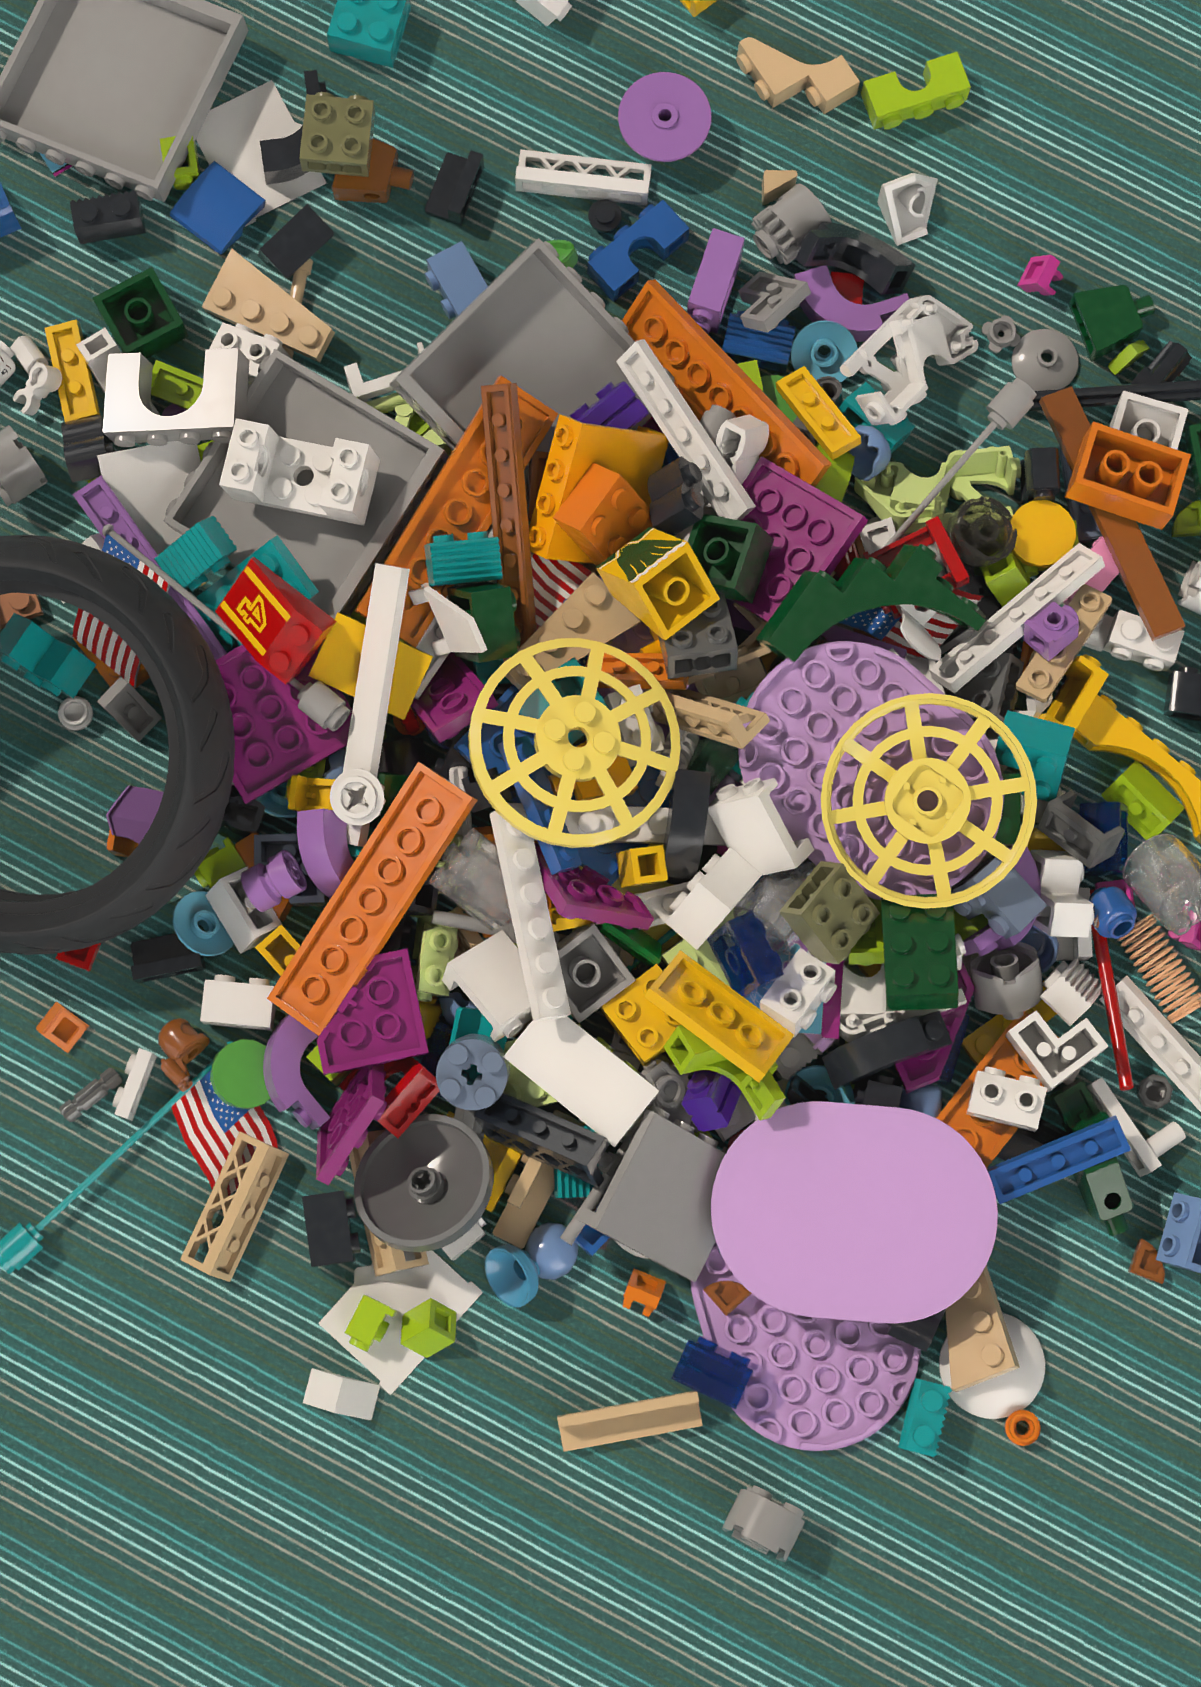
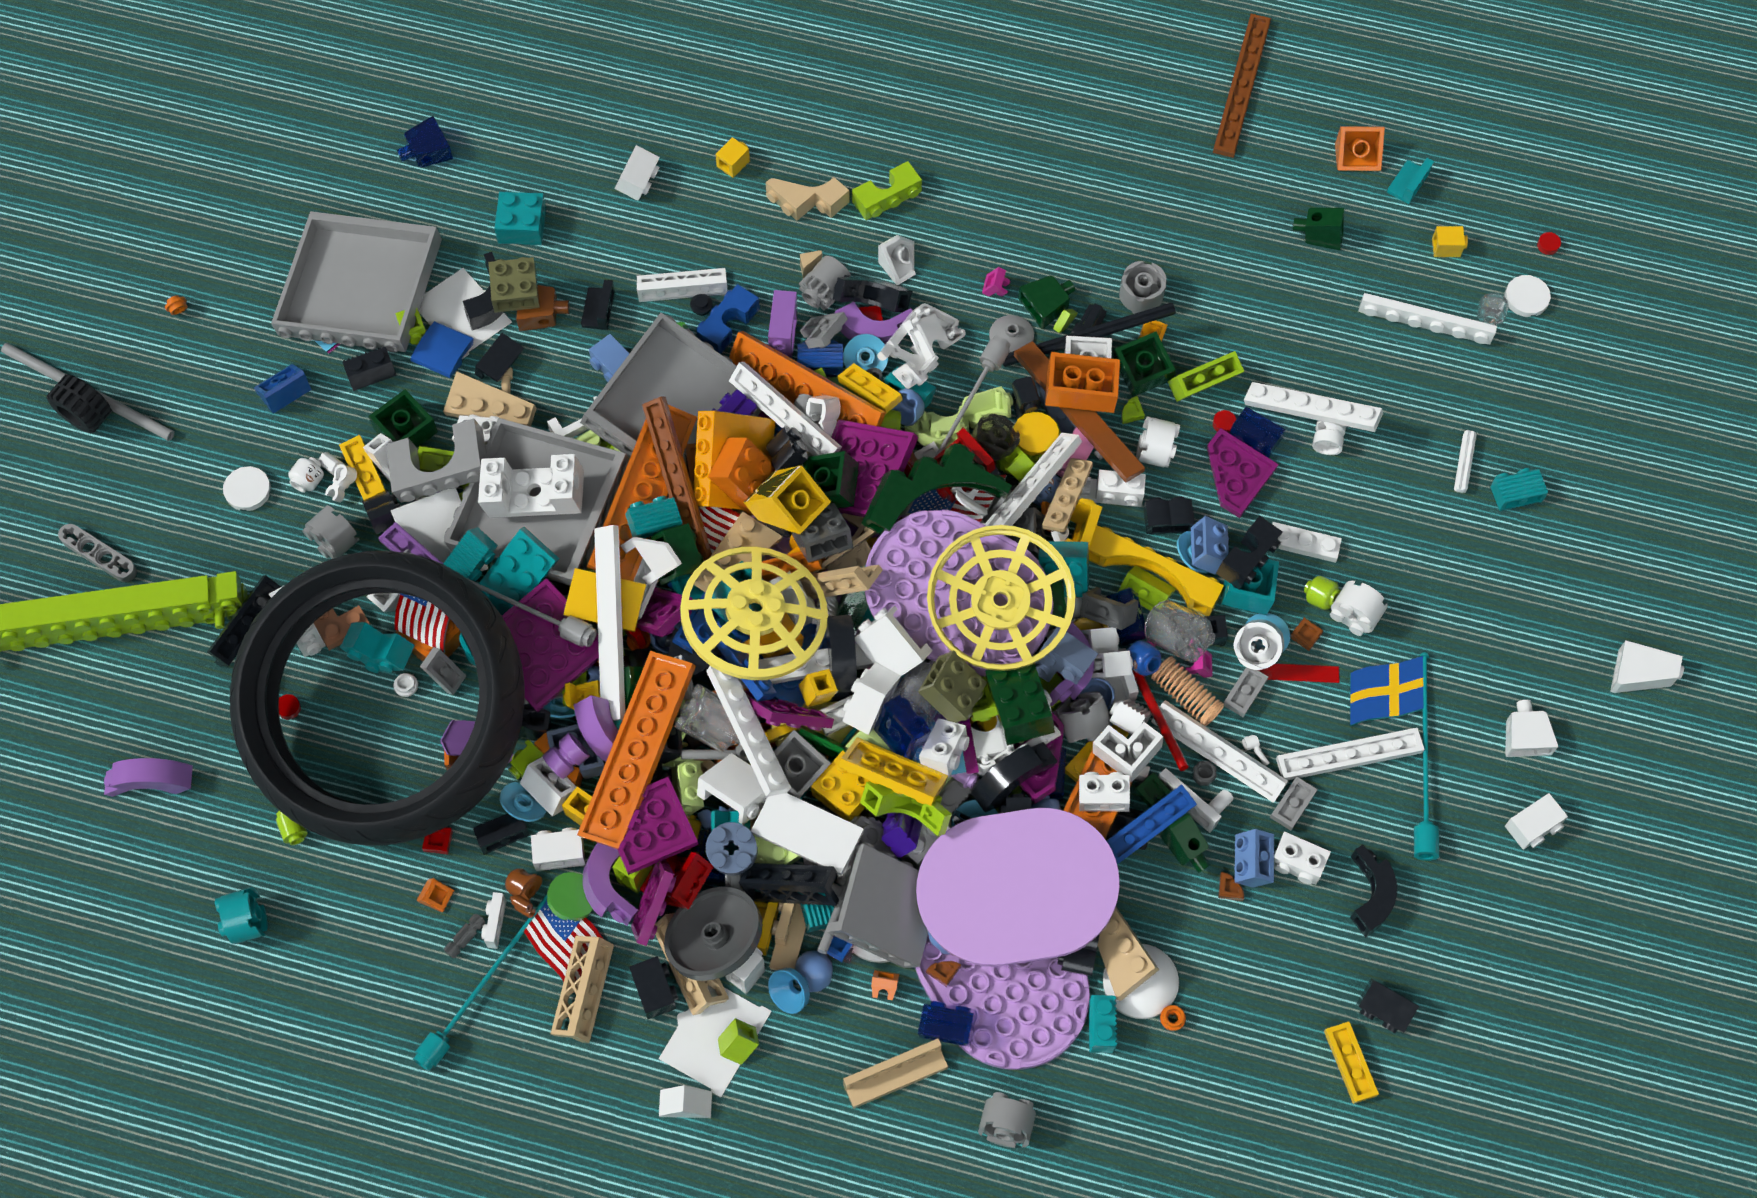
camera: 10 degrees left, 15 degrees down
(274, 621) = (532, 581): red slope -> none
(342, 798) = (602, 687): white gear -> none
(369, 1323) = (695, 1046): lime brick -> none
(664, 116) = (727, 235): medium lavender piece -> none
(1005, 325) = (978, 317): light grey plate -> none
(1052, 630) = (1059, 481): medium lavender brick -> none

